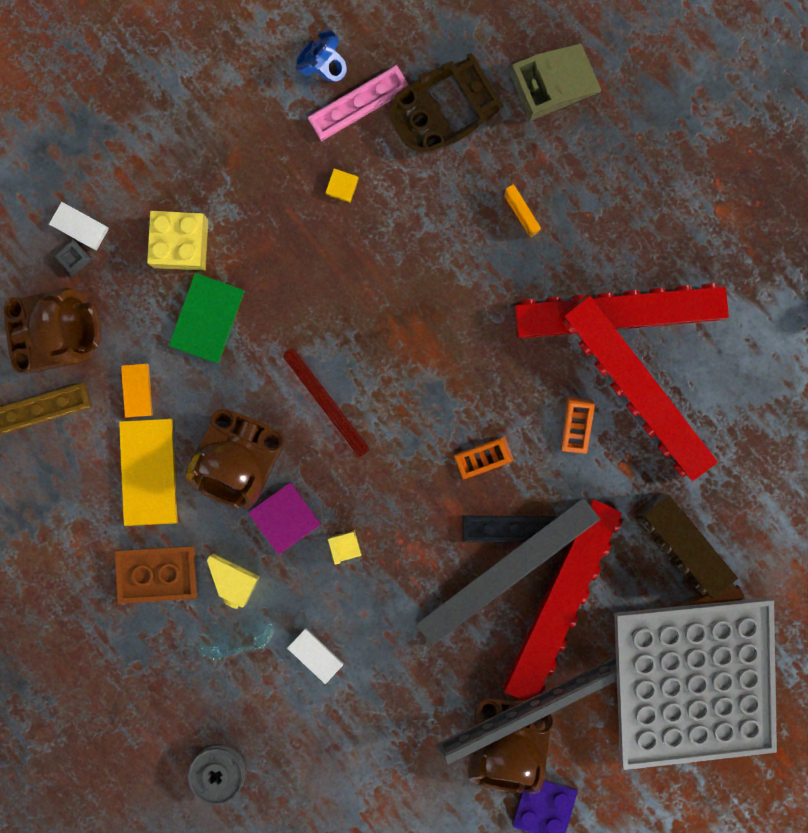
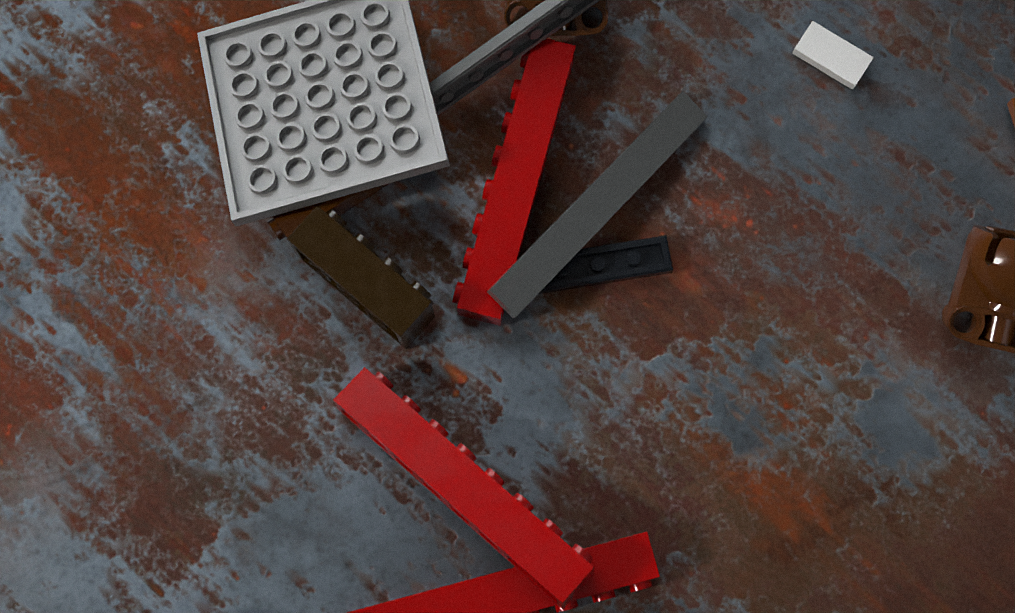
camera: 170 degrees right, 10 degrees down
(217, 653) = (964, 36): clear light blue piece -> none
(232, 581) = (969, 130): light yellow slope -> none
(284, 518) = (915, 226): magenta tile -> none
(326, 402) = (896, 394): clear red axle -> none
(344, 546) = (828, 200): light yellow panel -> none
(504, 447) = (639, 369): orange slope -> none
(572, 402) = (536, 454): orange slope -> none

